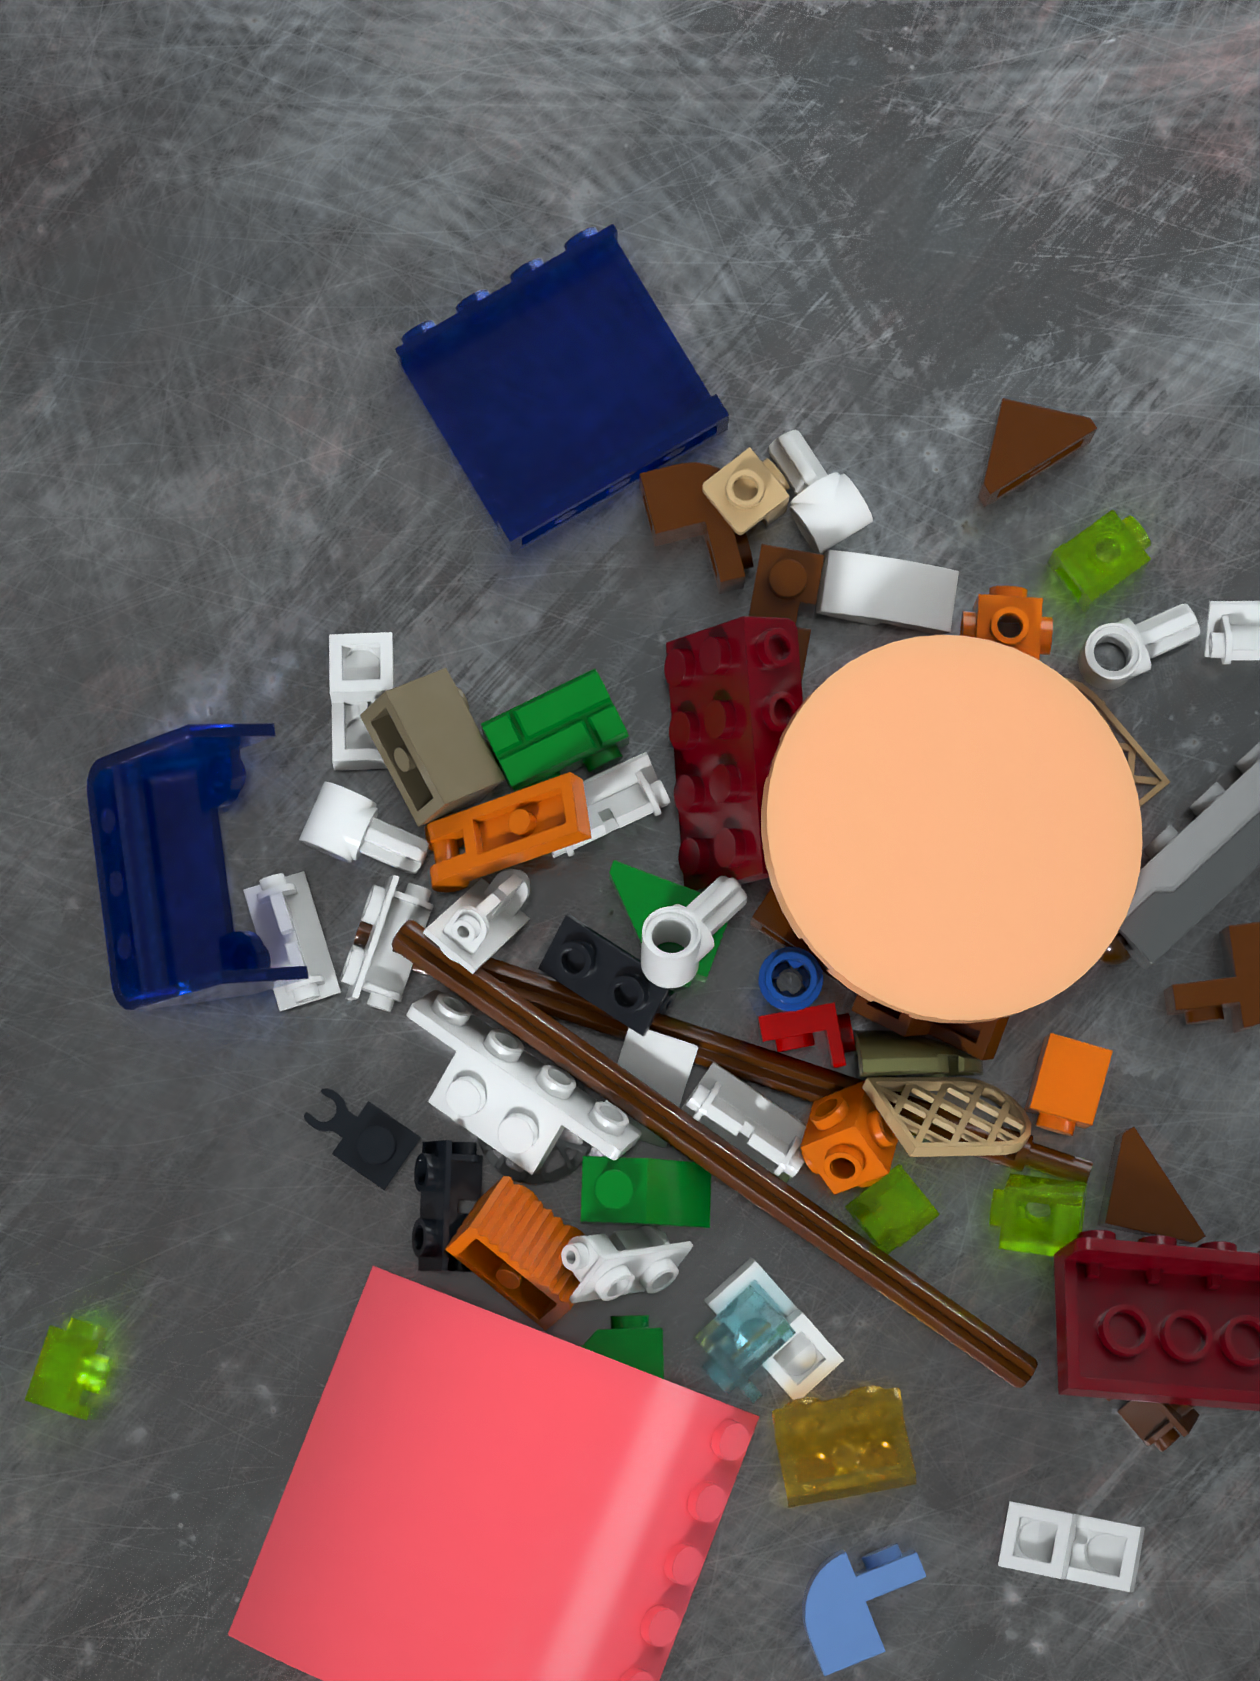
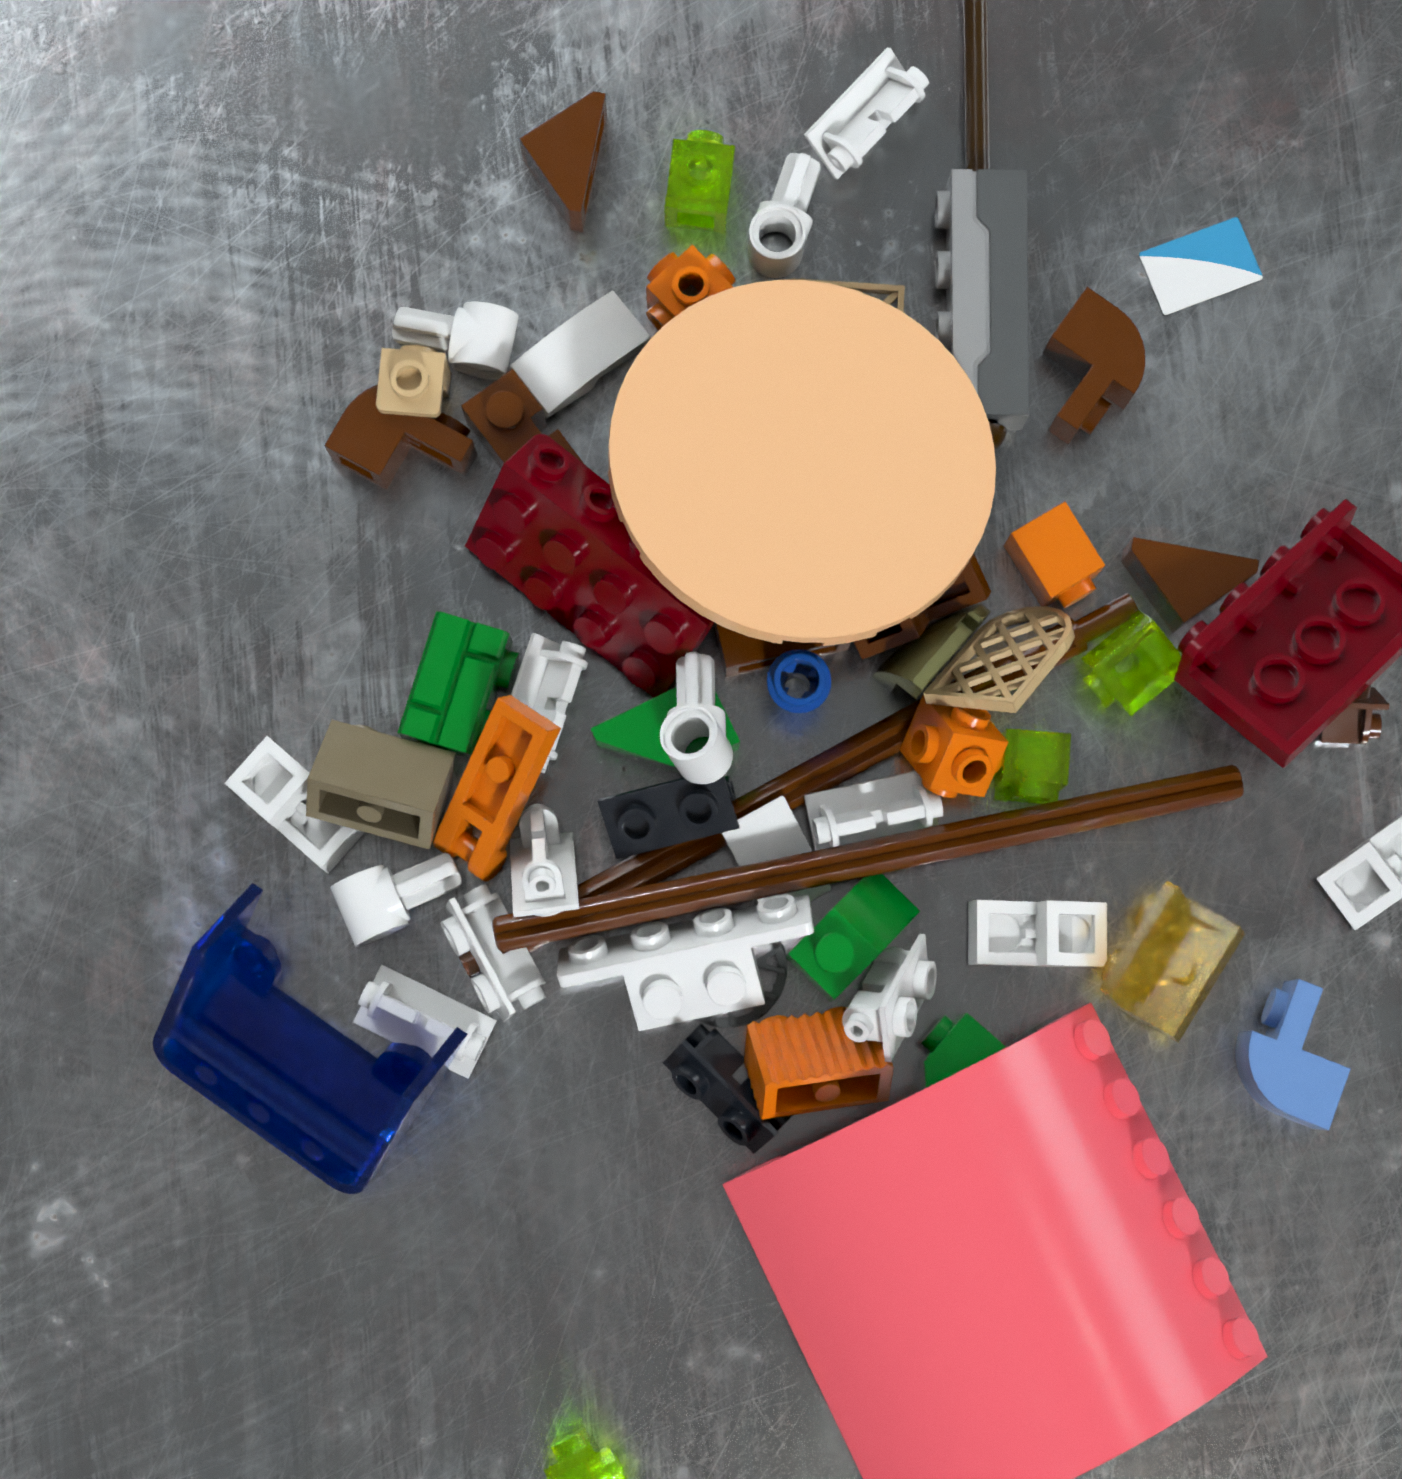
camera: 50 degrees left, 0 degrees up
(371, 1142) = (629, 1101): black plate -> none
(559, 387) = (203, 448): clear blue panel -> none
(741, 1341) = (1029, 963): clear light blue bracket -> none
(796, 1030) = (837, 714): red bracket -> none

